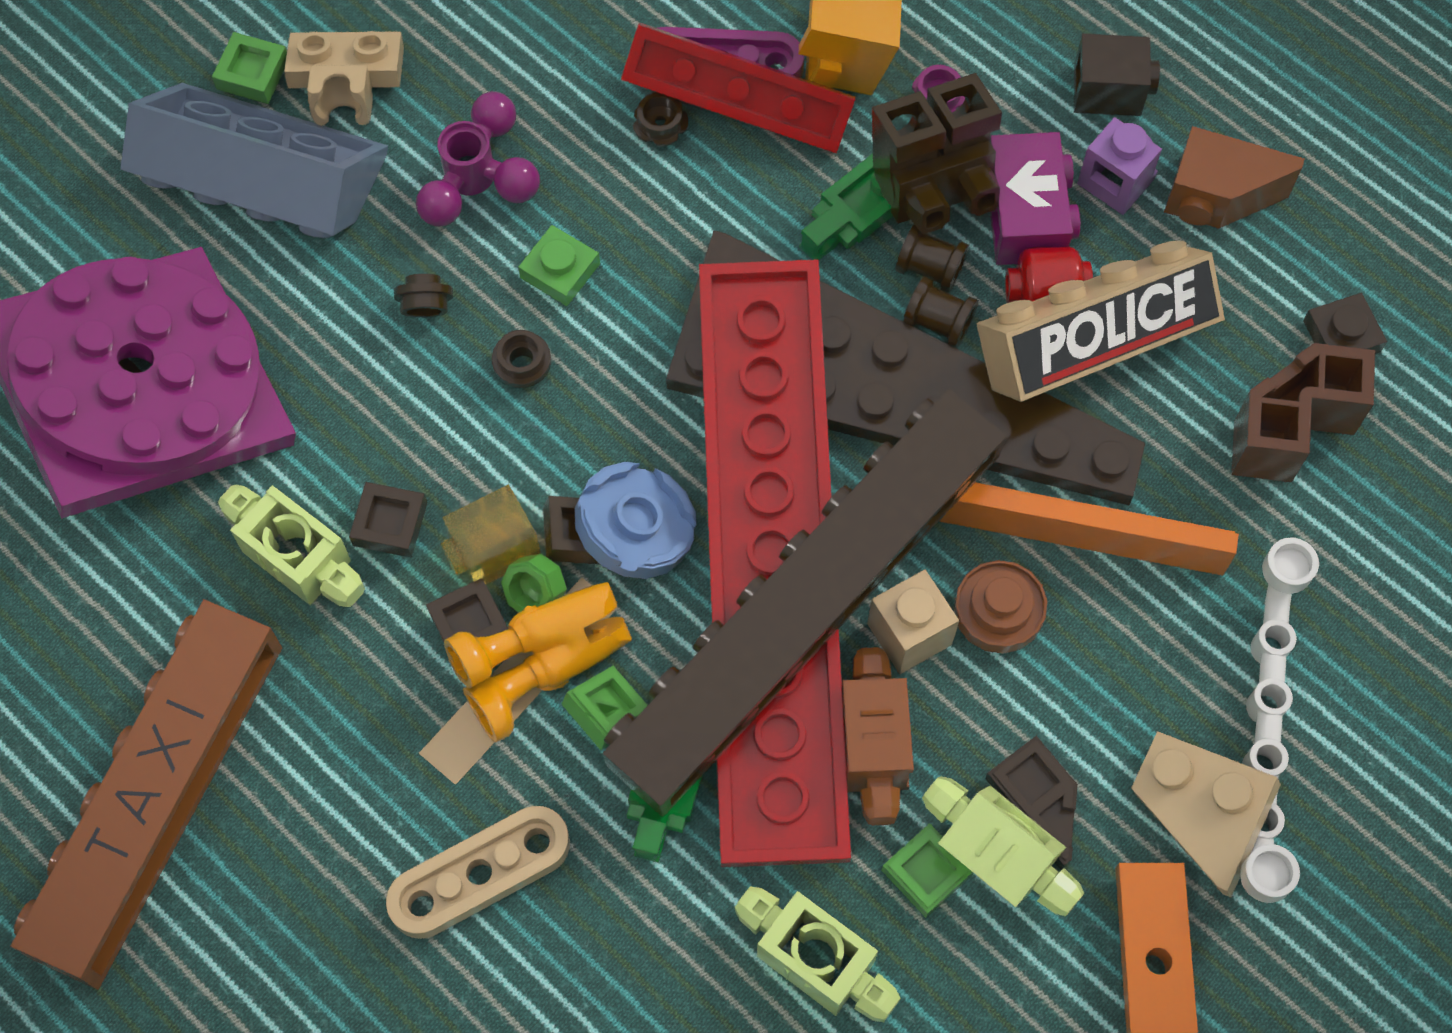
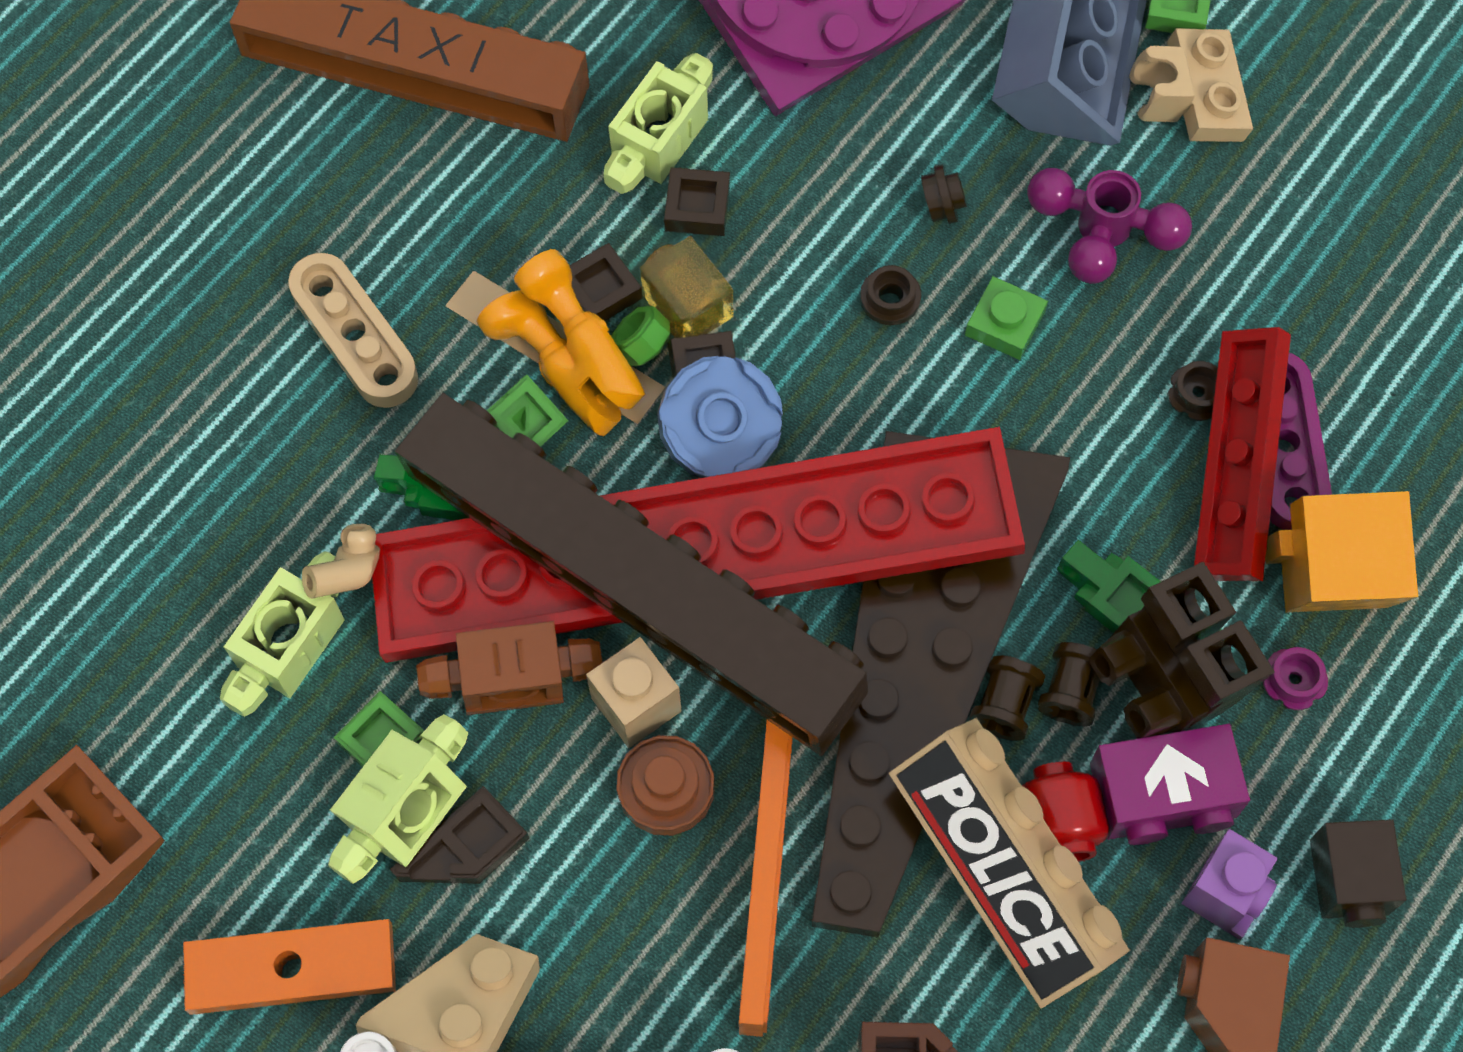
camera: 85 degrees right, 0 degrees up
(762, 872) = (351, 567): none -> tan arm

